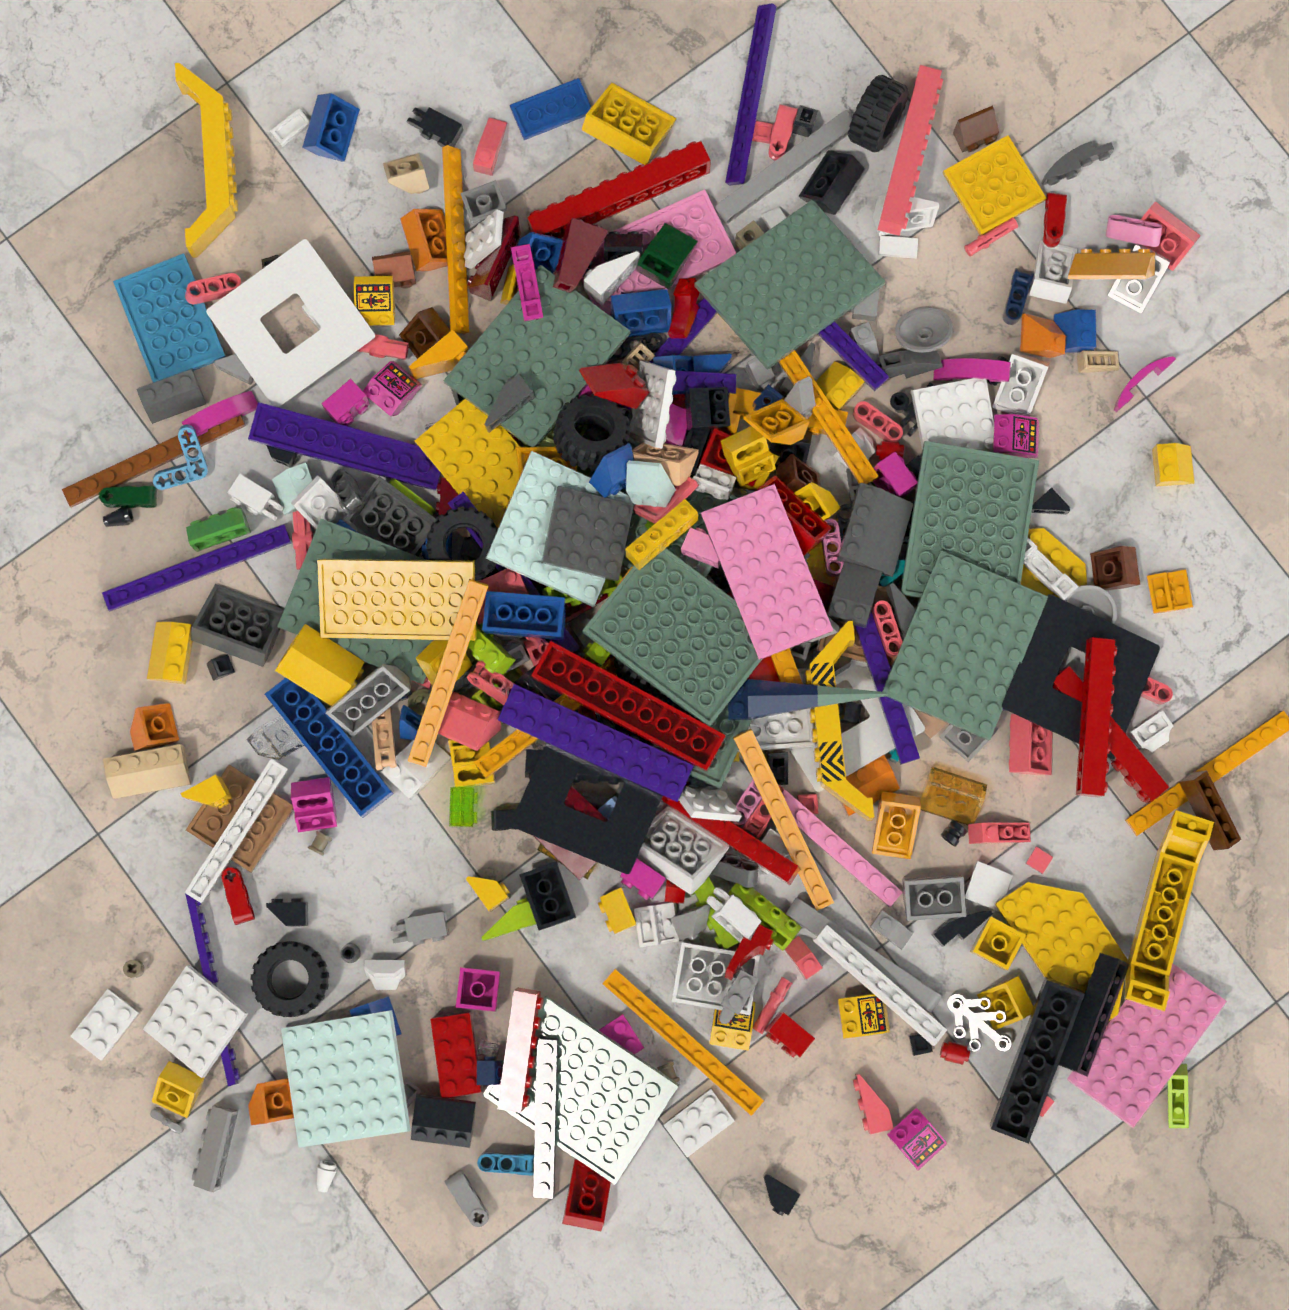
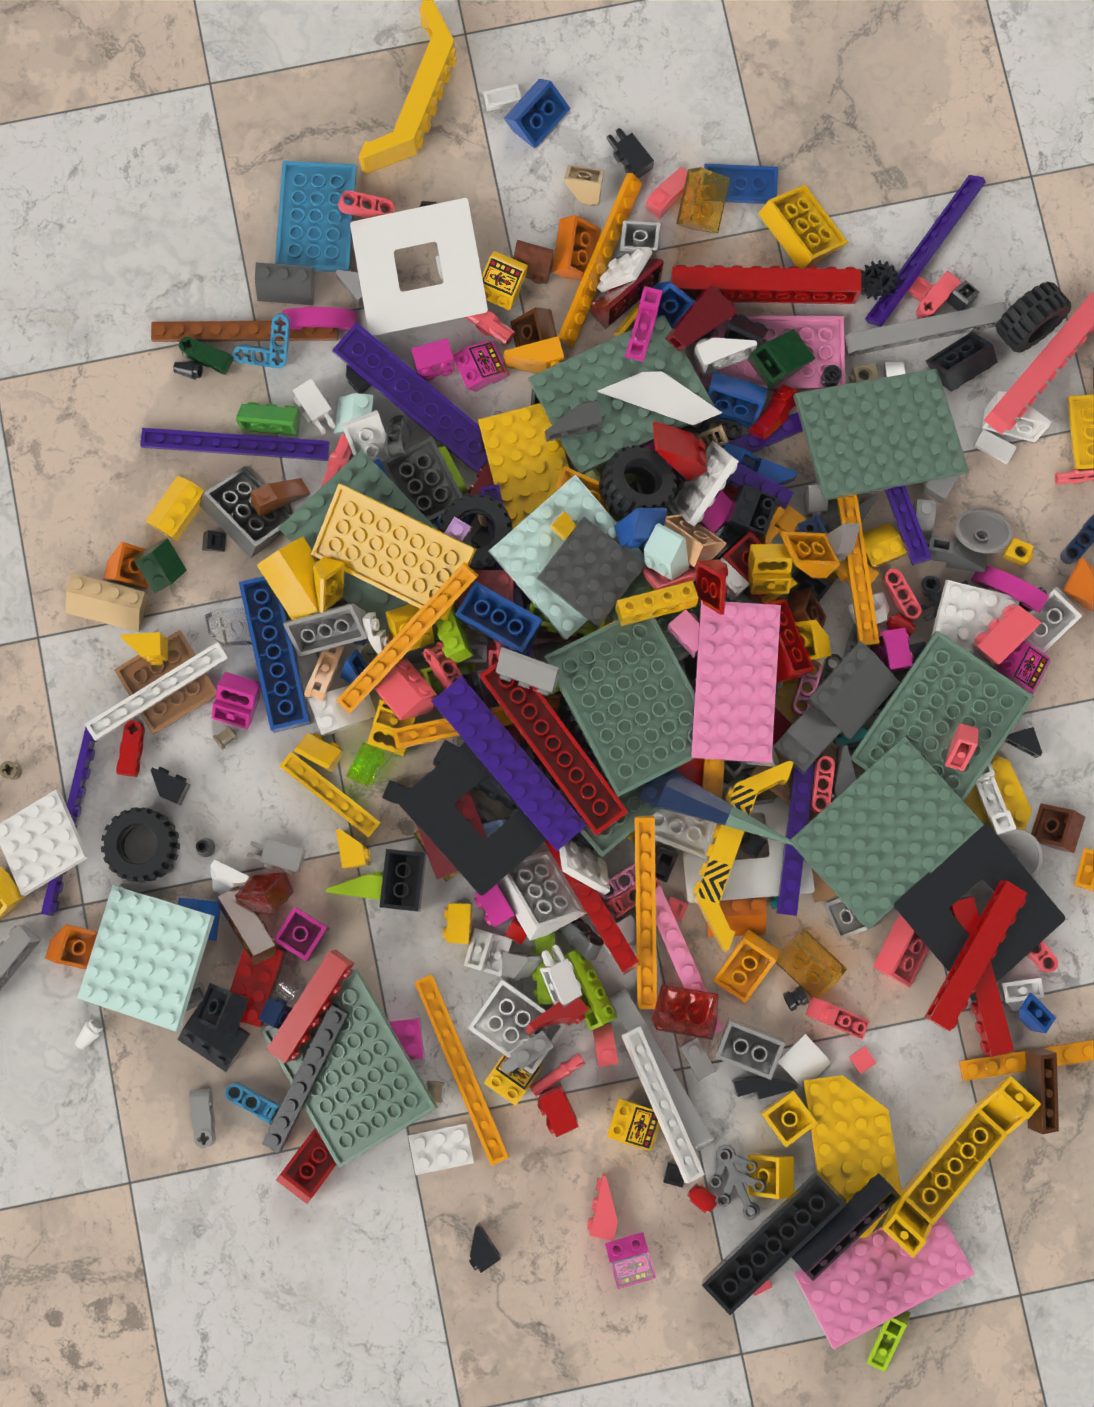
camera: 30 degrees right, 0 degrees up
(182, 713) = (160, 565): none -> dark green slope
(261, 596) = (277, 494): none -> dark orange slope
(349, 654) = (328, 582): none -> yellow slope
(414, 815) = (319, 752): none -> yellow slope
(417, 684) = (375, 636): none -> white slope
(425, 1005) = (247, 927): none -> brick
(427, 967) = (266, 892): none -> clear red slope
(440, 1091) = (222, 1009): none -> black slope
(442, 850) = (330, 794): none -> yellow plate
(448, 551) = (458, 529): none -> lavender plate
(525, 141) = (703, 200): none -> clear yellow slope
(543, 503) = (563, 525): none -> yellow slope
(575, 340) = (662, 395): none -> white sticker
(575, 651) = (528, 671): none -> light grey slope
(704, 494) = (712, 584): none -> red slope
(717, 254) = (831, 380): none -> black wheel
(727, 135) = (887, 279): none -> black gear
(861, 892) = (686, 1012): none -> clear red slope
(959, 341) = (1010, 555): none -> yellow brick
(987, 415) = (1005, 633): none -> coral slope
(996, 536) = (962, 747): none -> coral slope
(1173, 746) = (1035, 1015): none -> blue slope

